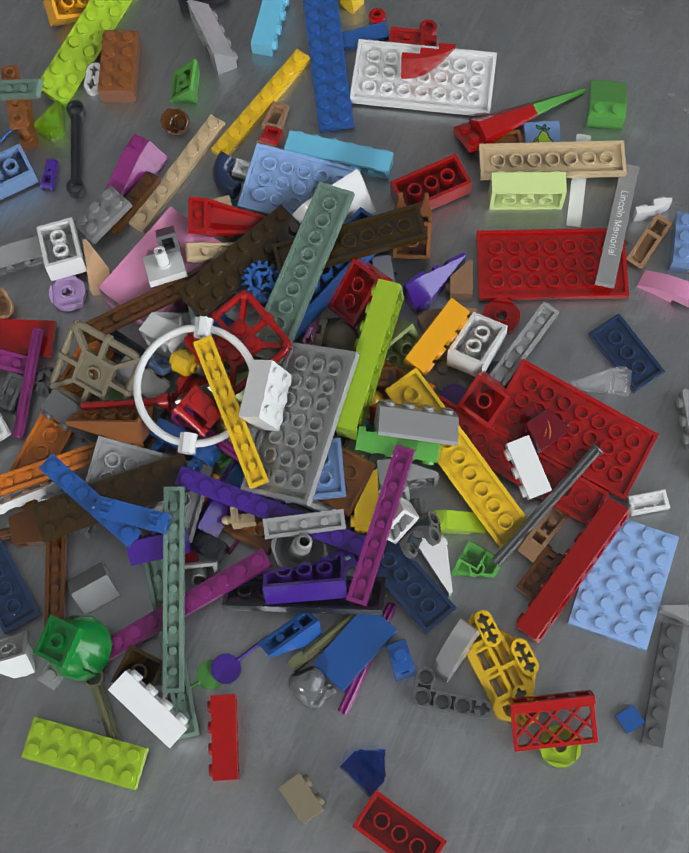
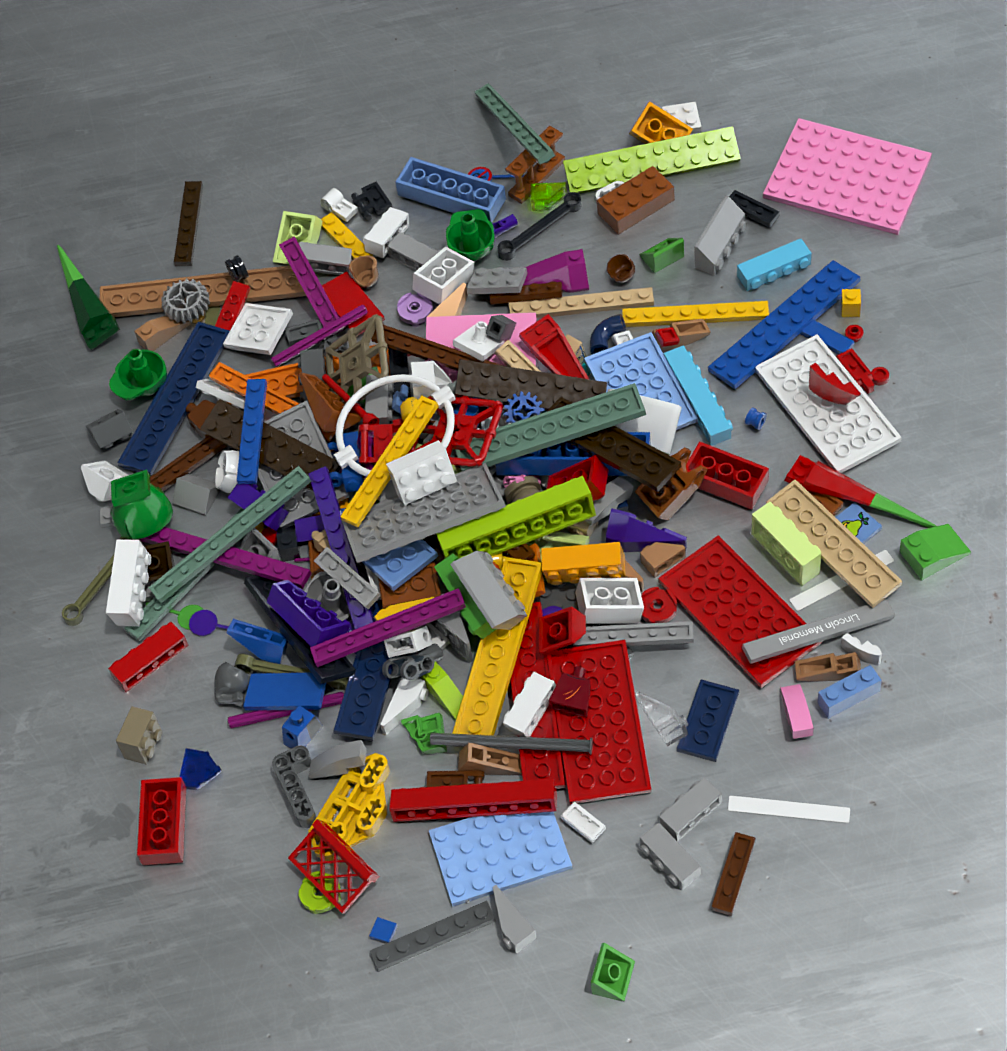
camera: 55 degrees right, 15 degrees down
(40, 200) = (470, 234): none -> green piece
(85, 753) = (68, 576): lime plate -> none
(103, 546) = (227, 472): none -> white piece
(131, 514) = (259, 460): blue brick -> none
(395, 132) = (755, 418): none -> blue wheel

